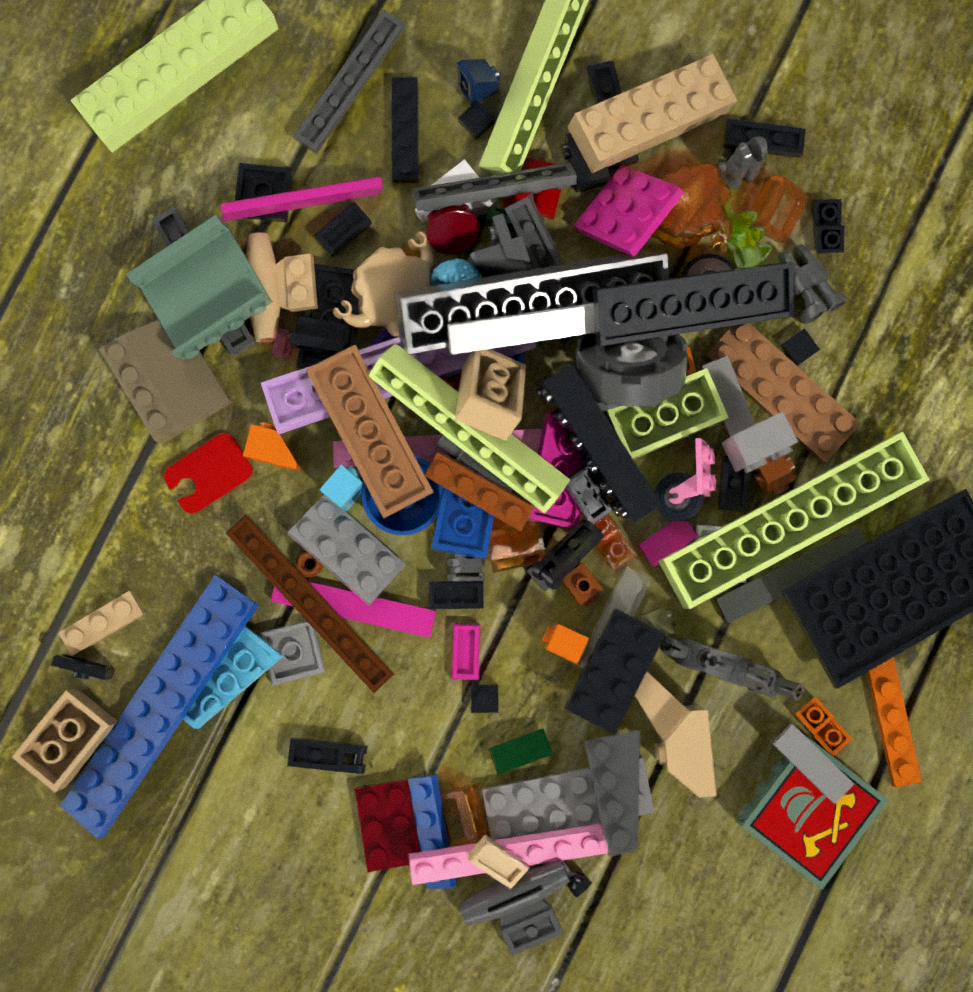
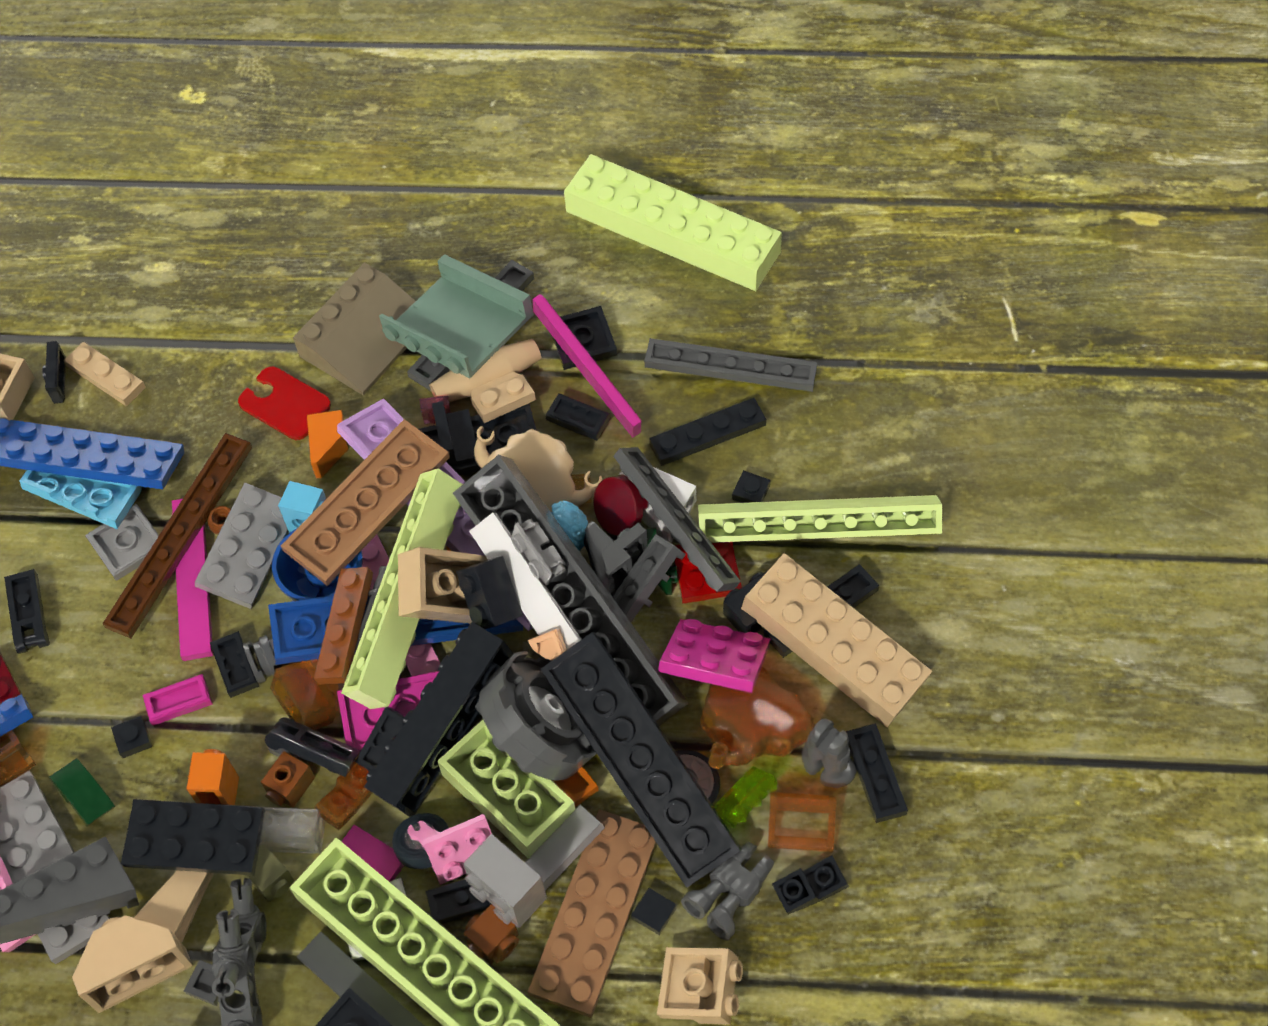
camera: 75 degrees right, 25 degrees down
(477, 79) = (787, 466): dark blue slope -> none
(513, 304) = (529, 542): none -> light grey hinge
(515, 360) = (489, 593): none -> black brick
(578, 331) = (549, 644): none -> light nougat tile
(721, 697) = (201, 982): none -> dark grey plate
(873, 337) = (700, 985): none -> tan plate

